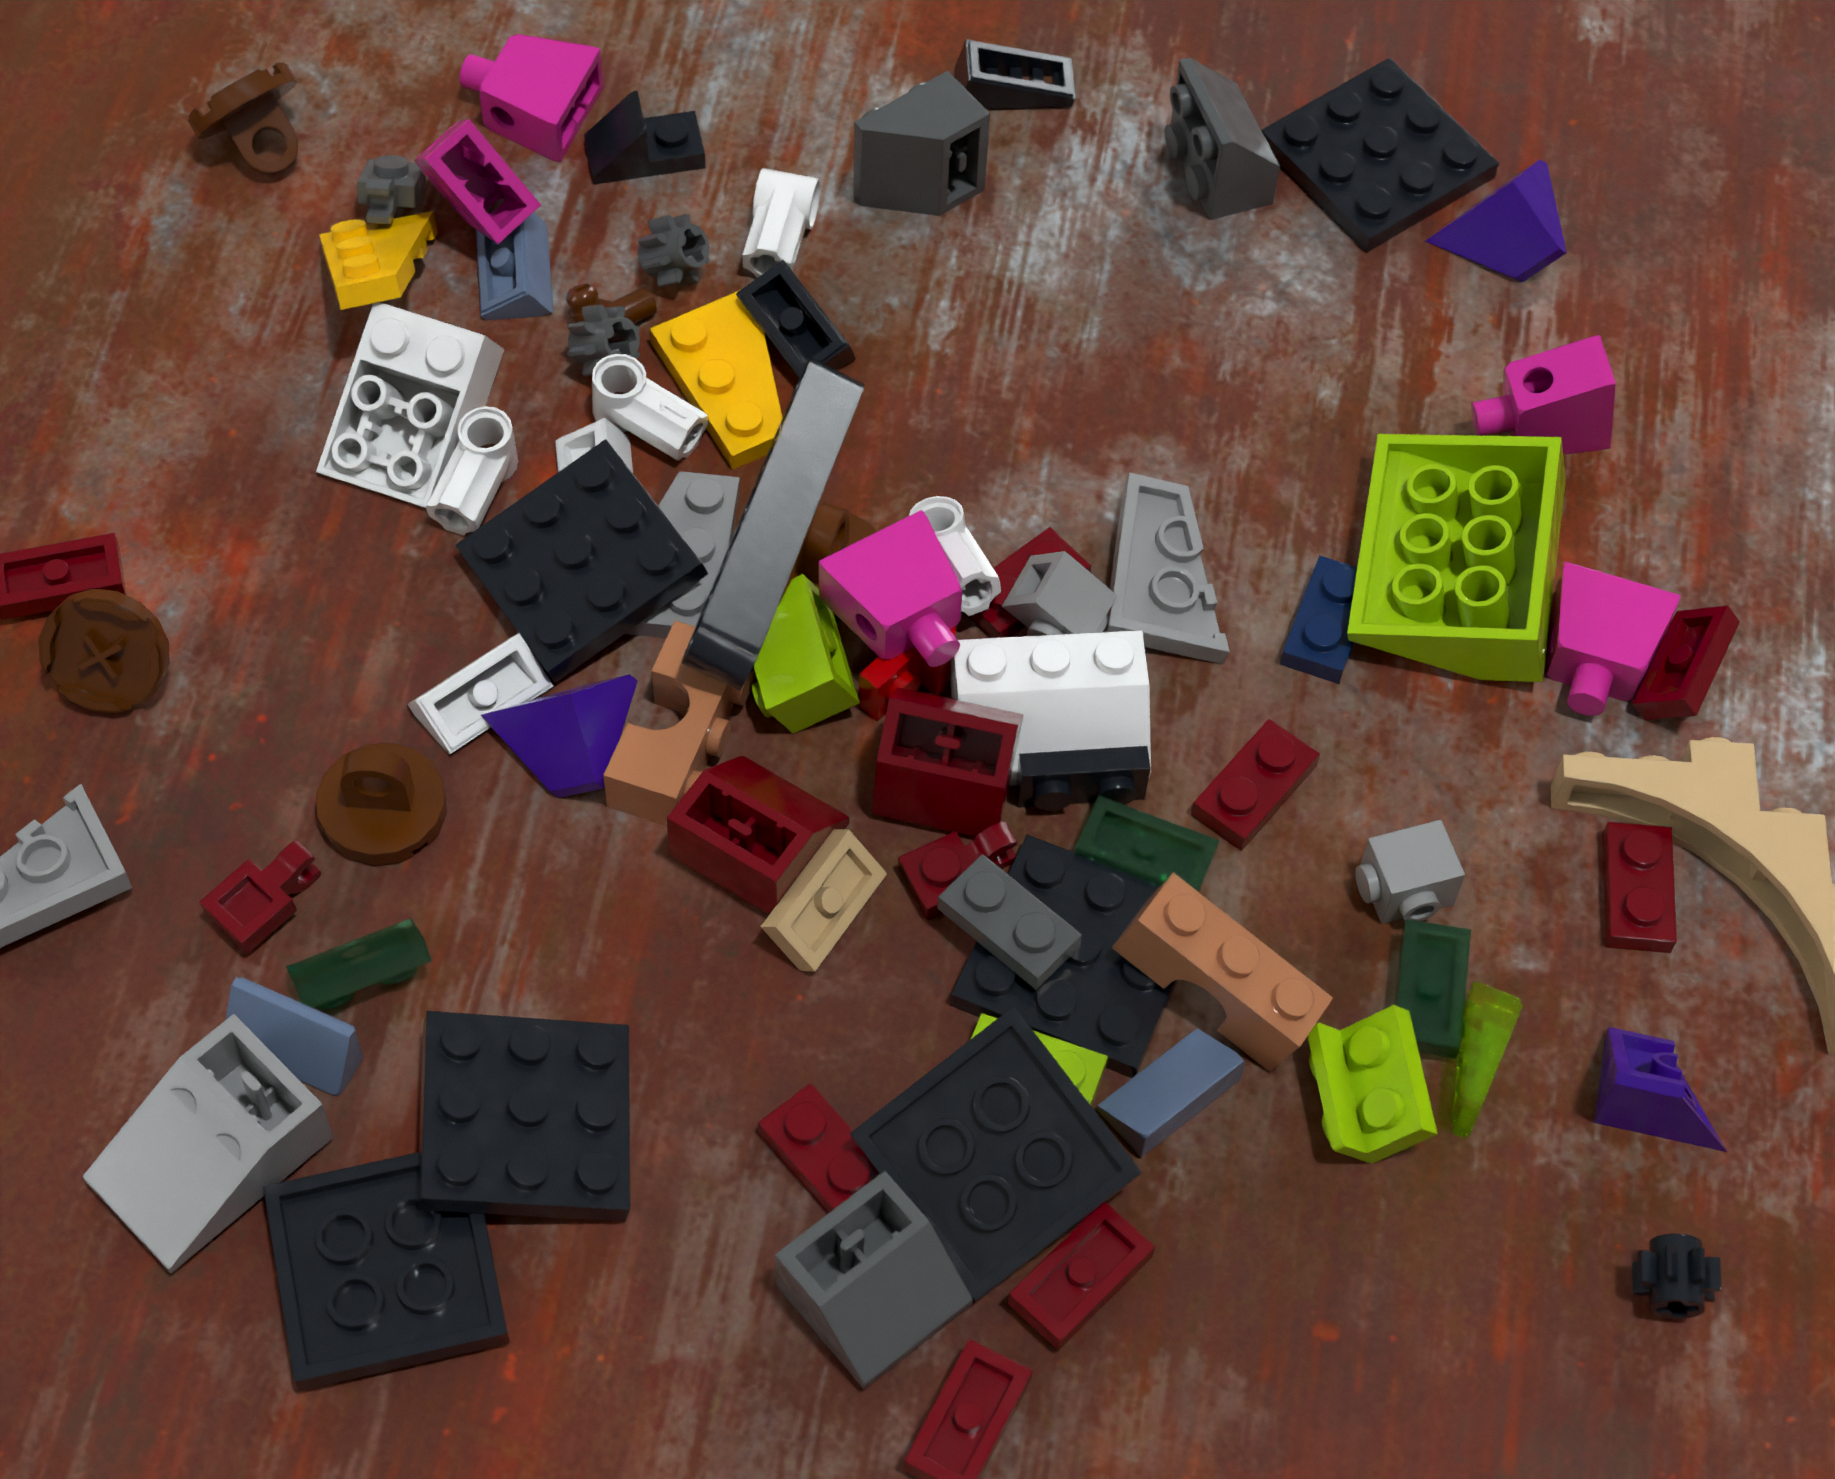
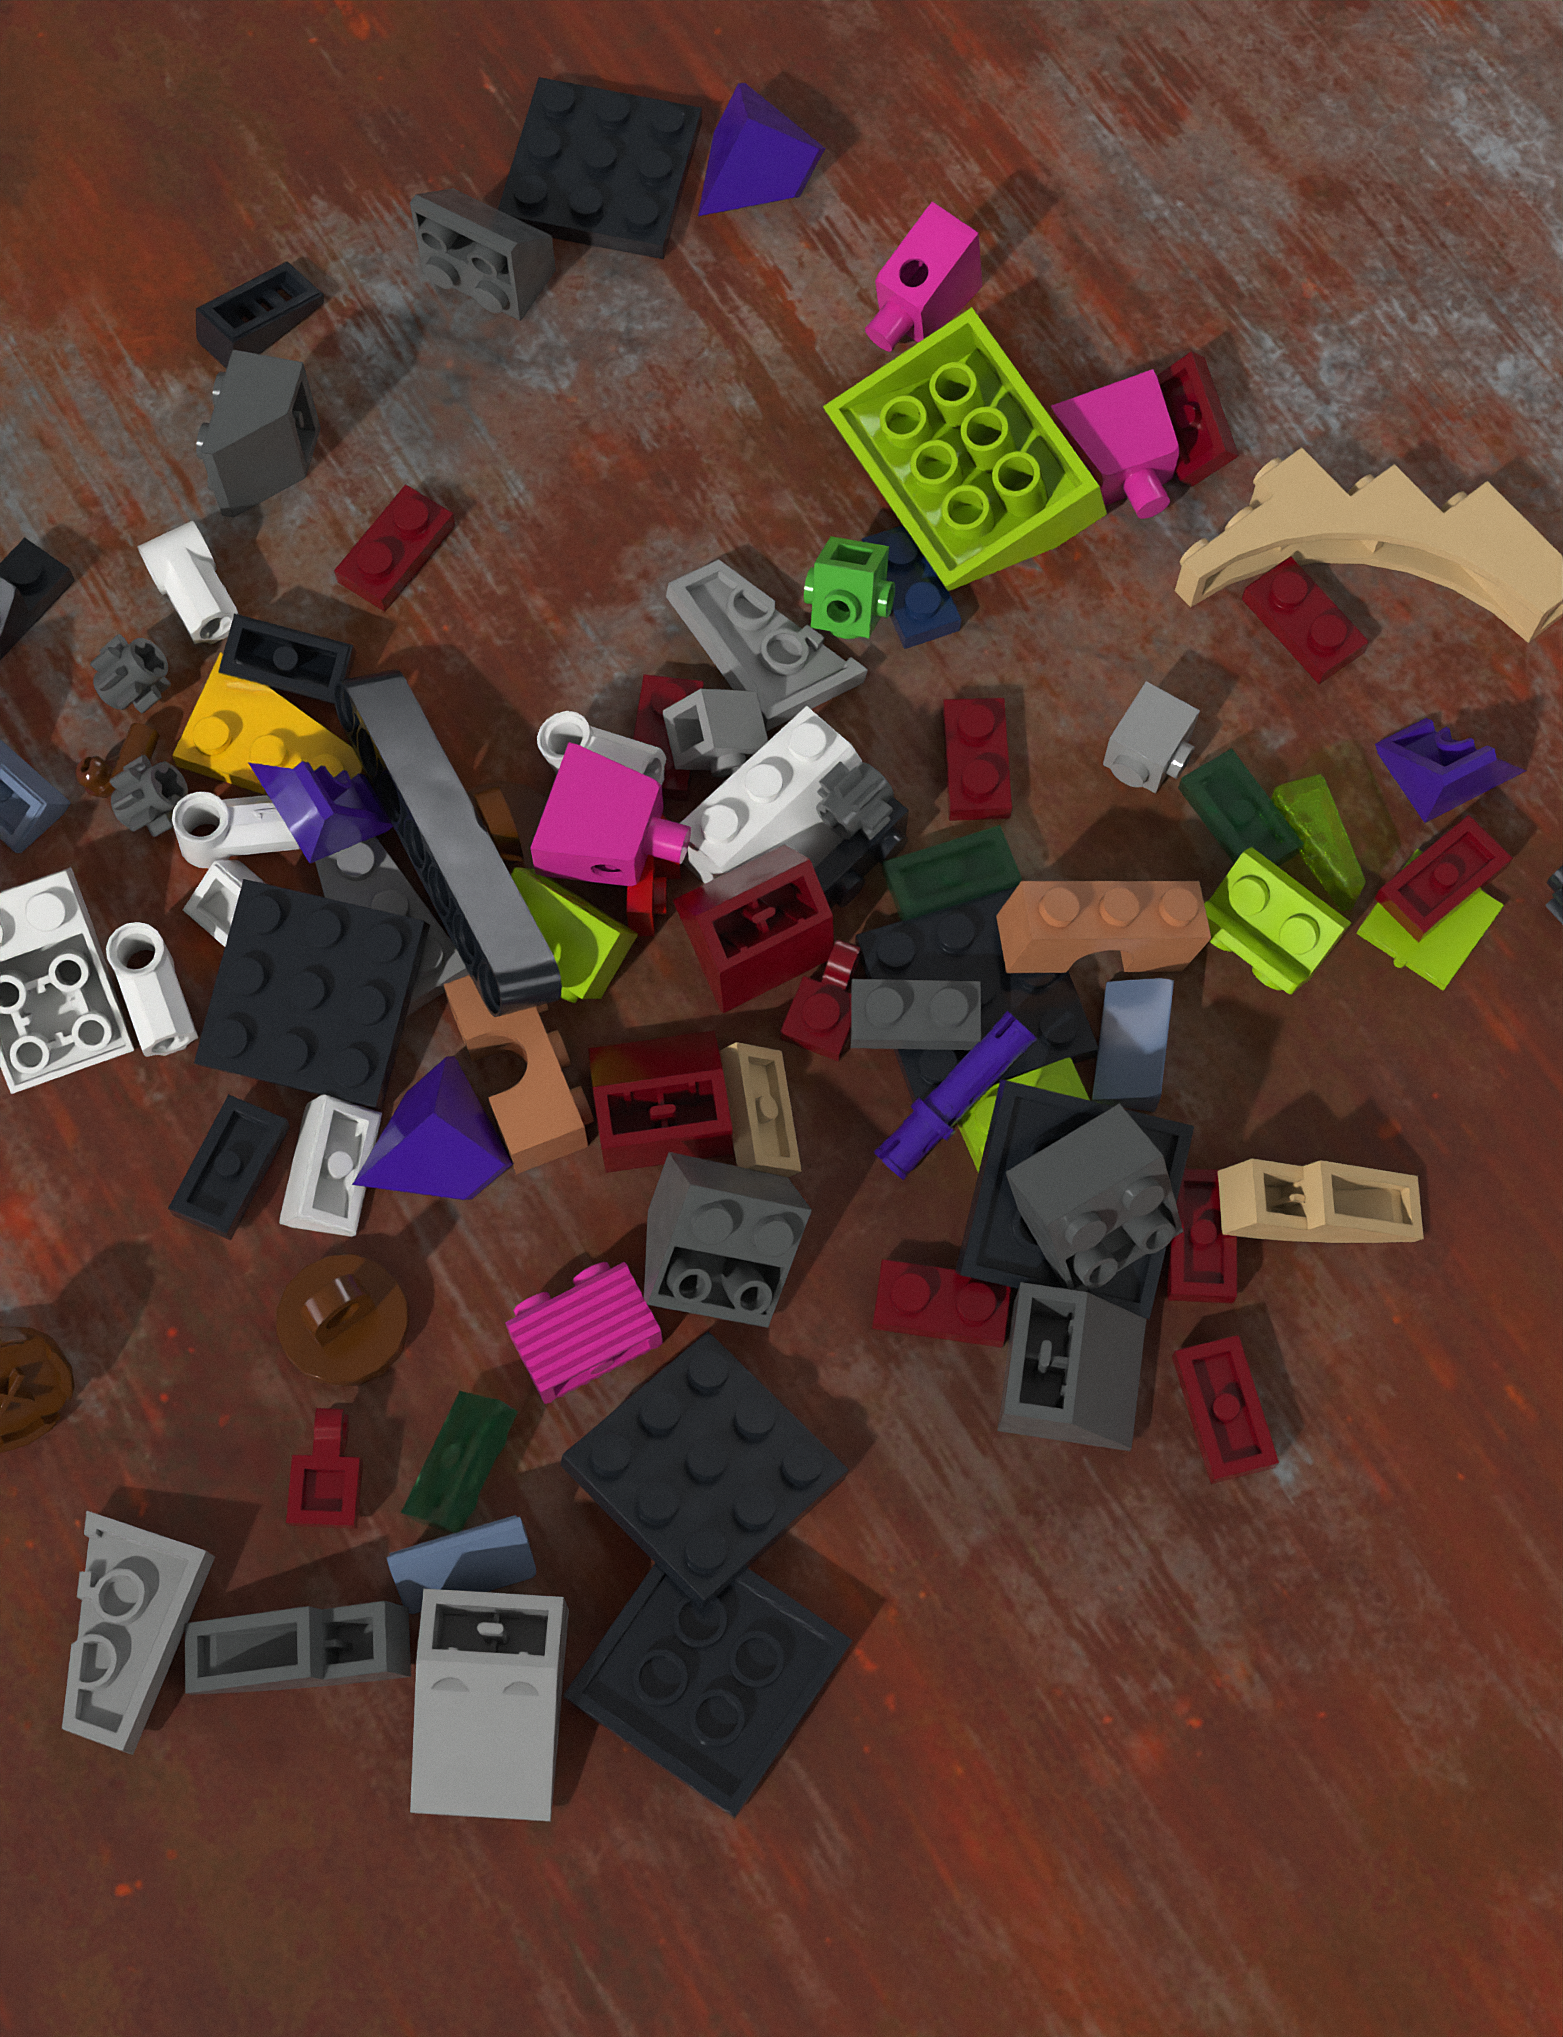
camera: 40 degrees left, 10 degrees up
(118, 993) = (298, 1649): none -> dark grey slope
(408, 633) = (229, 1167): none -> black plate
(536, 947) = (583, 1330): none -> dark pink brick
(695, 960) = (721, 1239): none -> dark grey slope
(713, 440) = (323, 809): none -> dark purple slope
(954, 307) = (395, 547): none -> dark red plate
(957, 1009) = (954, 1096): none -> dark purple pin
(1000, 1157) = (1097, 1200): none -> dark grey slope
(1109, 724) = (855, 800): none -> dark grey gear
(1202, 1330) = (1319, 1203): none -> tan slope
(1267, 577) = (849, 588): none -> bright green brick
(1522, 1198) = (1441, 951): none -> lime piece
(1557, 1167) = (1443, 878): none -> dark red plate

